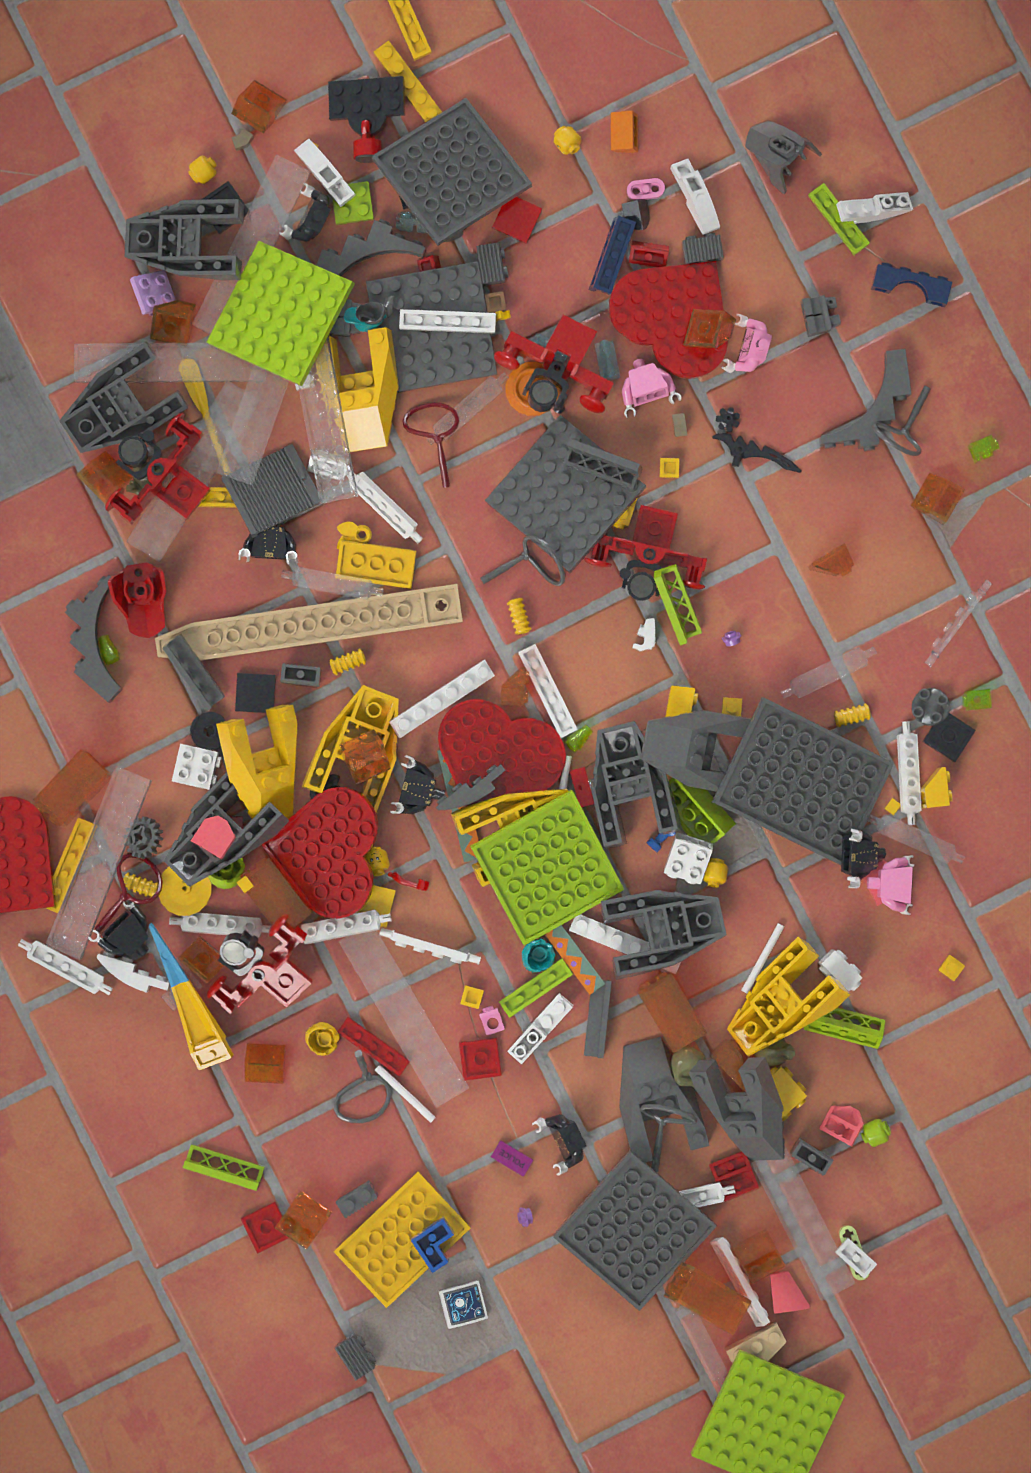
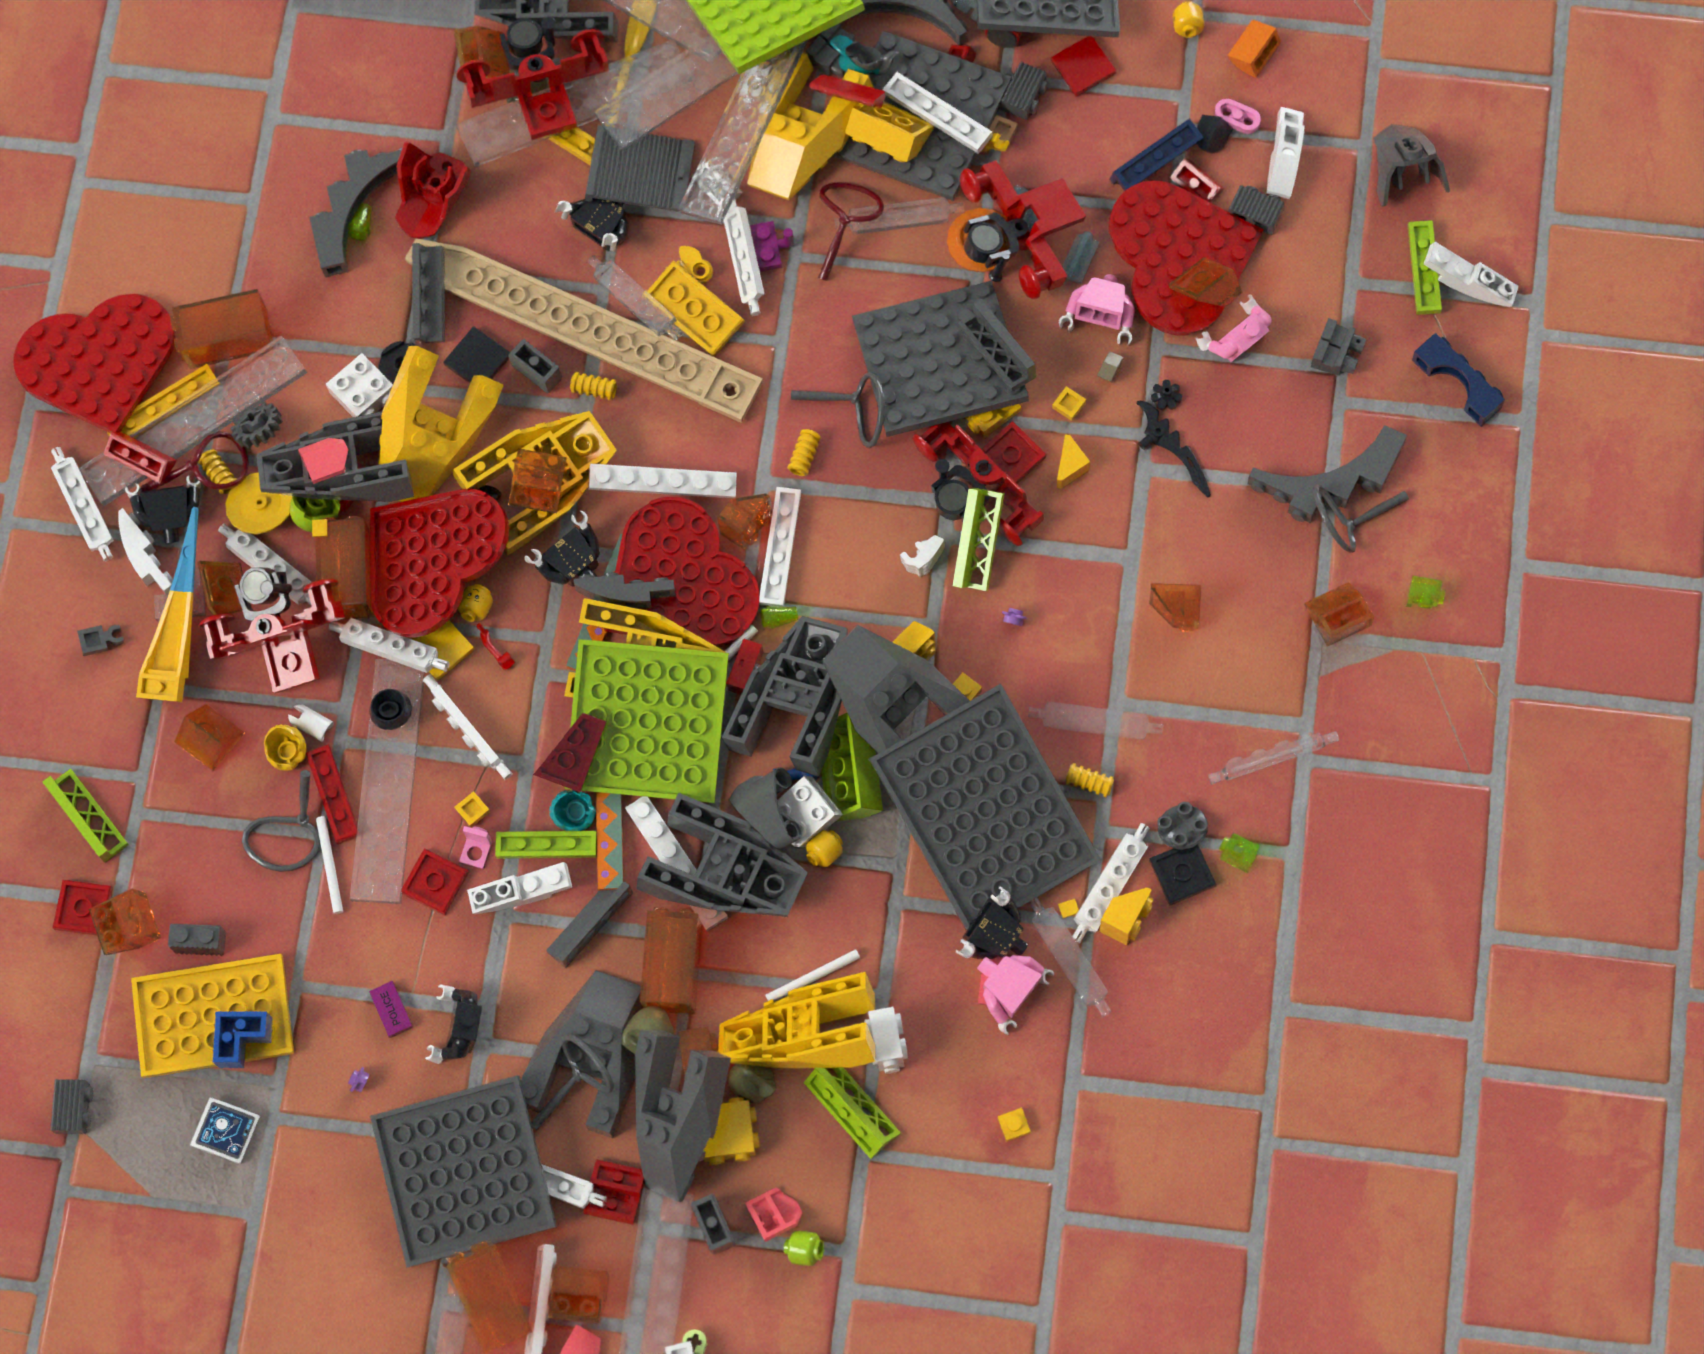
camera: 45 degrees right, 15 degrees down
(82, 911) = (139, 456): none -> red slope
(143, 1051) = (95, 641): none -> dark grey plate
(326, 1010) = (311, 722): none -> white piece
(373, 969) = (390, 709): none -> black hat
(382, 348) = (849, 91): none -> red slope
(394, 486) = (768, 246): none -> magenta plate
(422, 354) = (889, 130): none -> yellow slope
(517, 923) = (574, 753): none -> dark red wing
(655, 872) = (759, 806): none -> dark grey panel
(698, 508) = (1072, 463): none -> yellow slope

